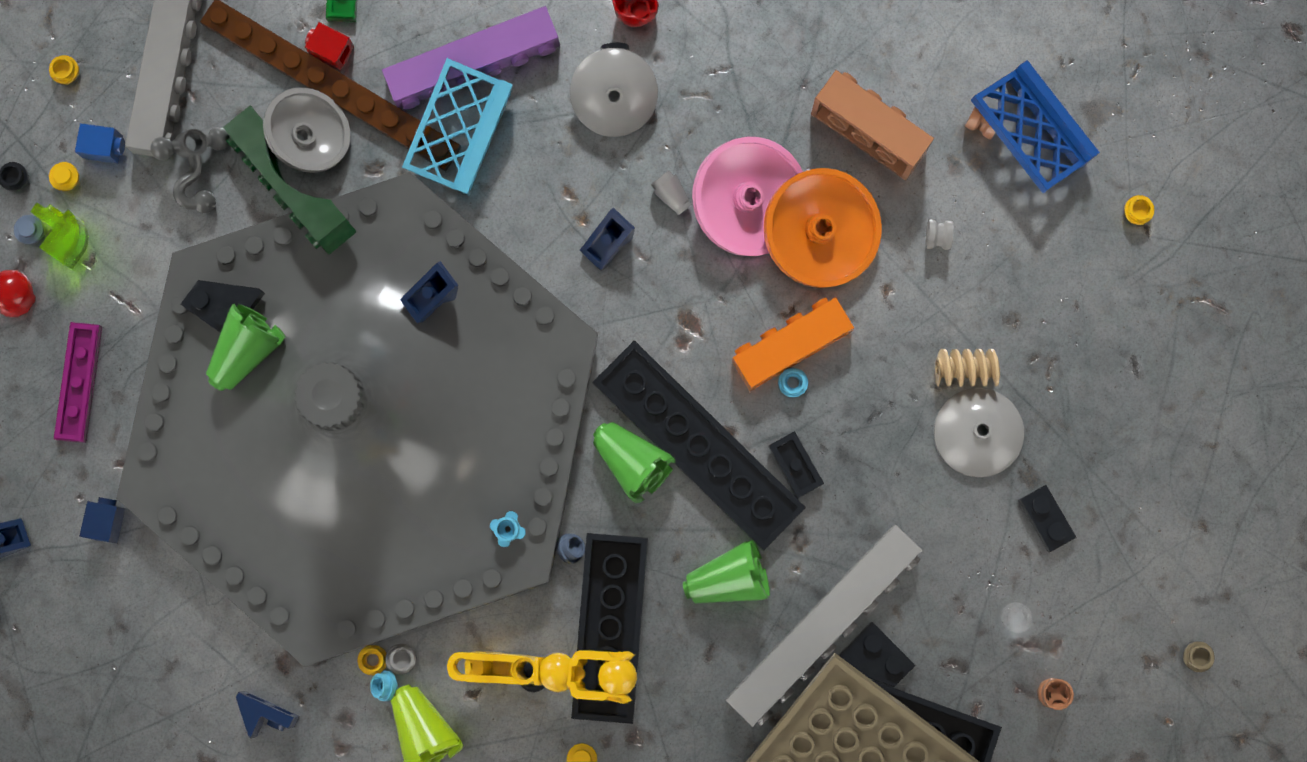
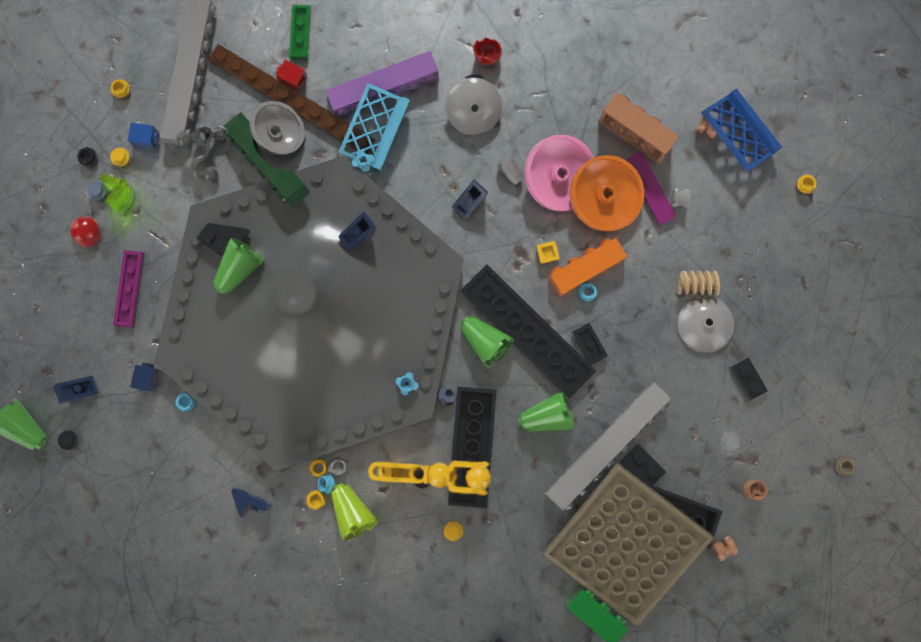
camera: 10 degrees left, 0 degrees up
(164, 559) = (185, 402): none -> medium azure plate
(368, 710) = (316, 499): none -> yellow plate
(431, 183) = (364, 166): none -> medium azure plate
(730, 321) = (547, 252): none -> yellow plate
(895, 222) = (653, 192): none -> magenta tile

